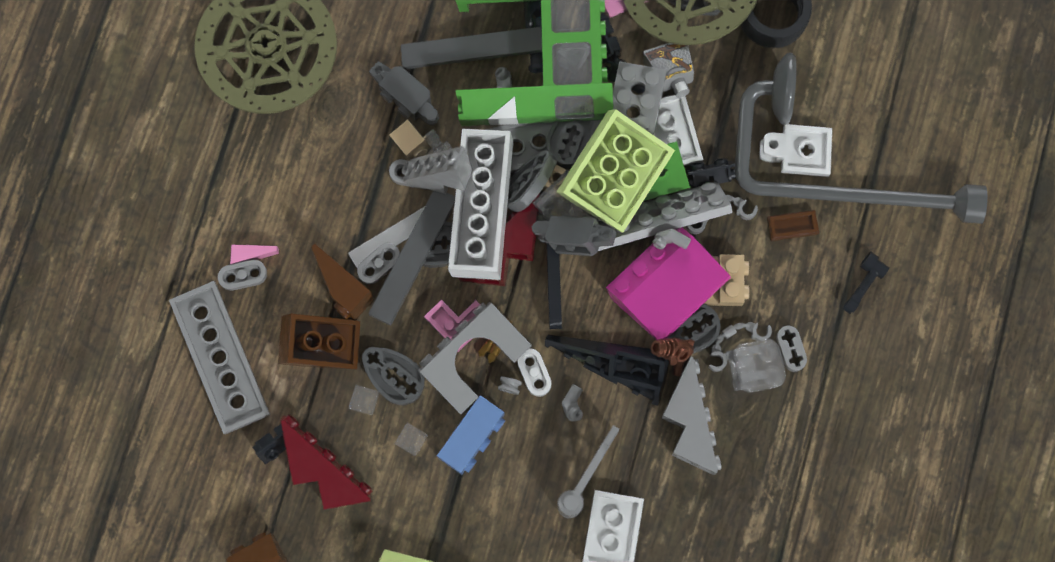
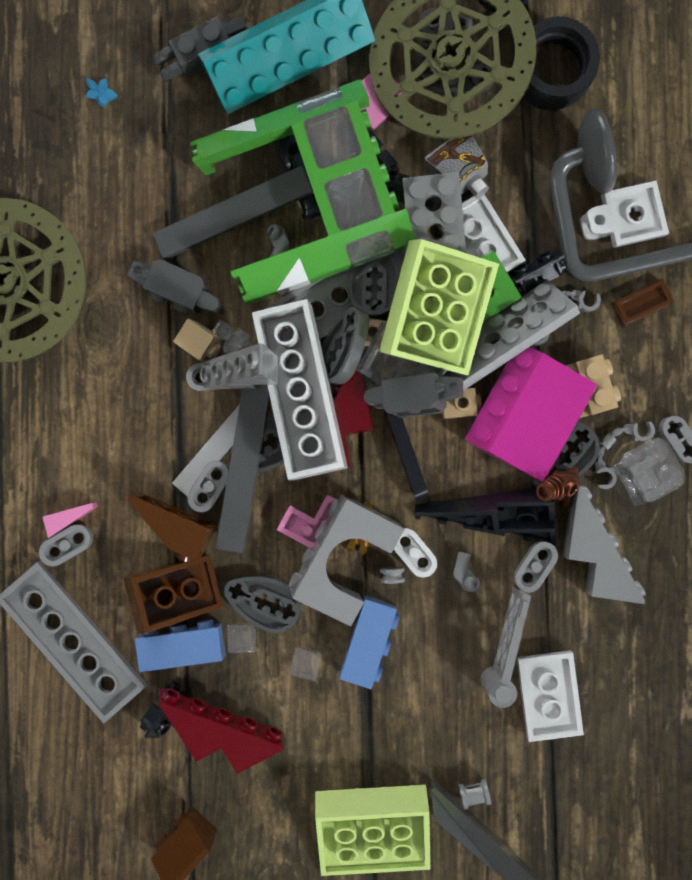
camera: 15 degrees left, 10 degrees up
(310, 388) = (180, 646): none -> medium blue brick
(612, 260) = (463, 406): none -> tan brick
(634, 417) = (536, 567): none -> light grey plate
(670, 236) = (523, 362): light grey arm -> none

